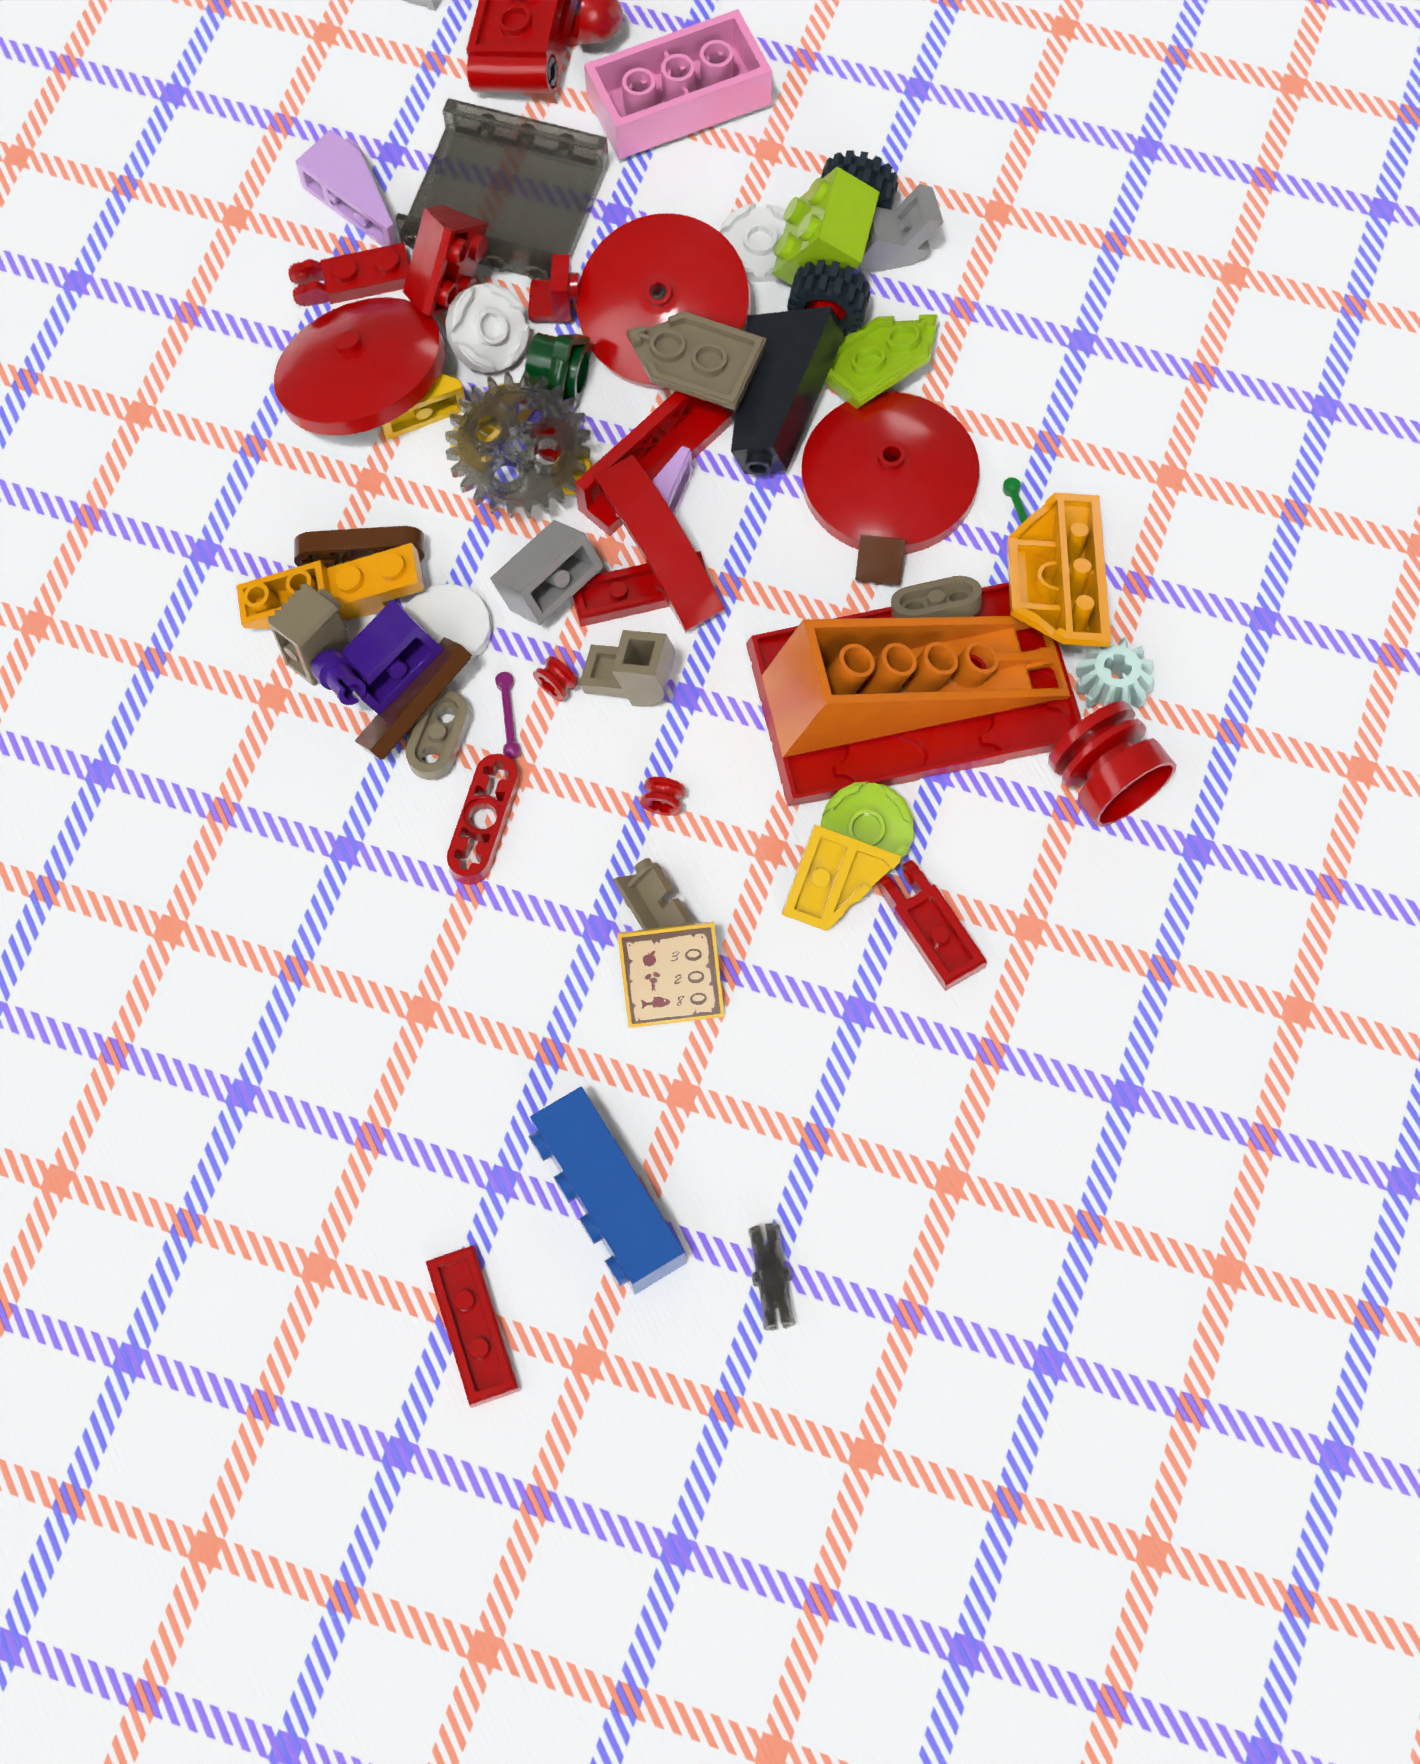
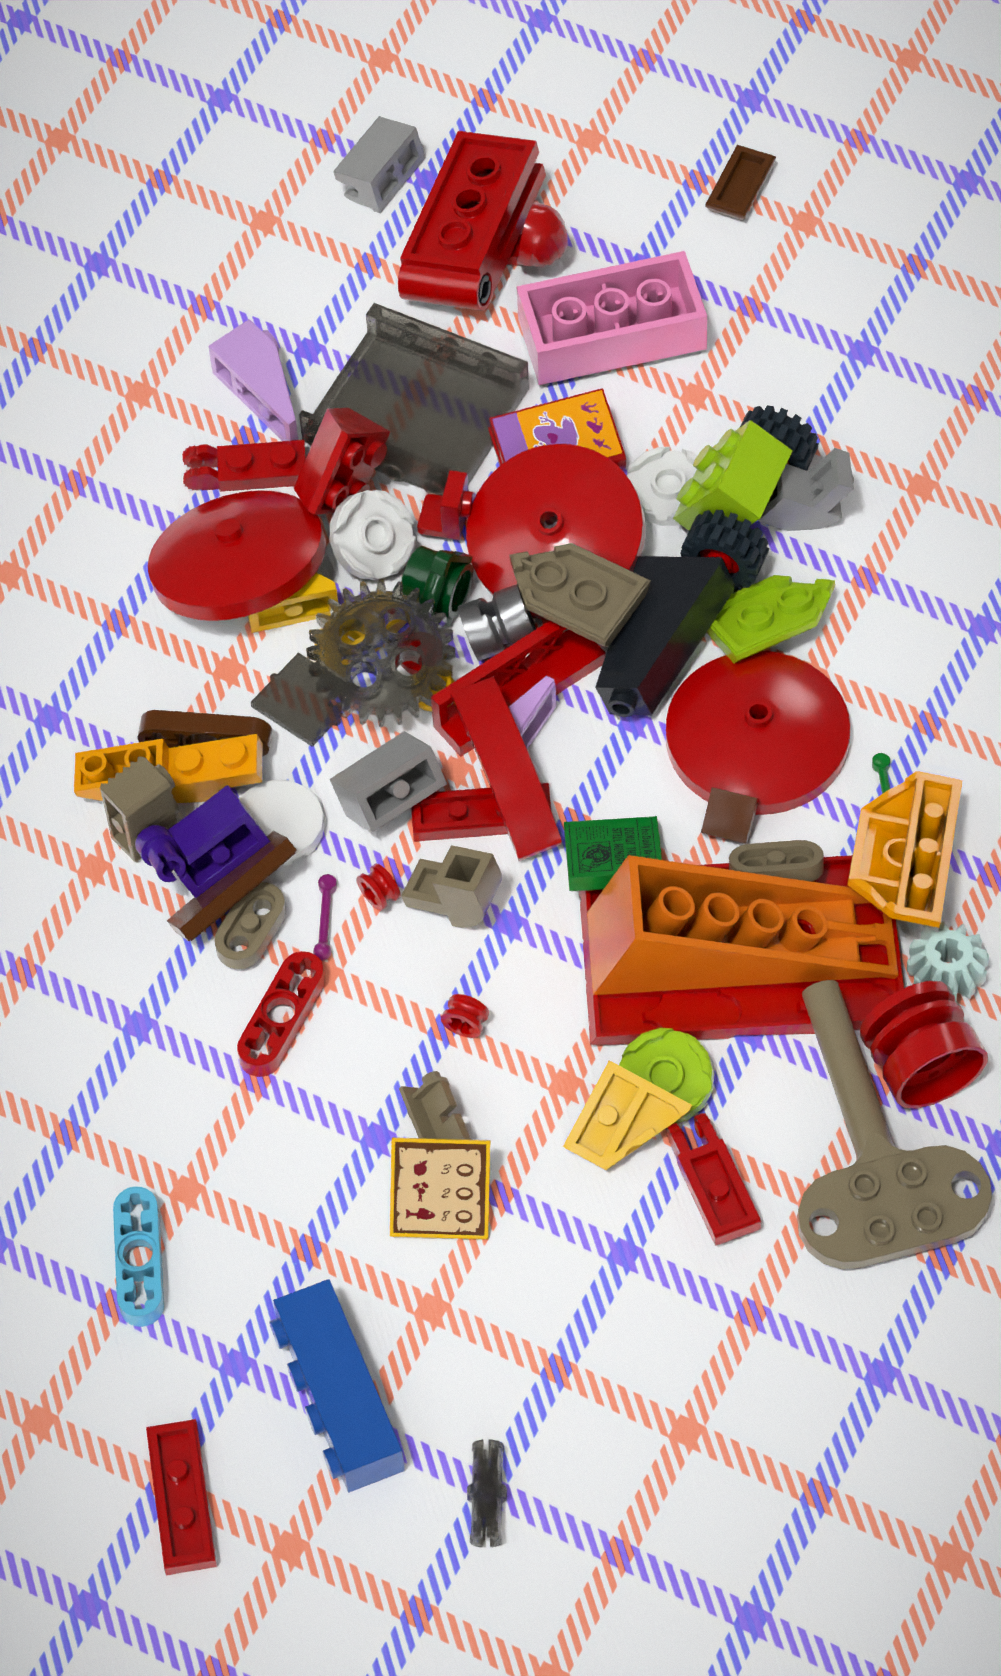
camera: 10 degrees right, 10 degrees down
(366, 1056) = (152, 1272): none -> medium azure beam
(441, 505) = (294, 703): none -> clear smoke piece
(623, 399) = (495, 622): none -> flat silver wheel
(660, 189) = (572, 420): none -> piece
(771, 609) = (600, 847): none -> green tile
(1105, 918) = (890, 1197): none -> dark tan piece

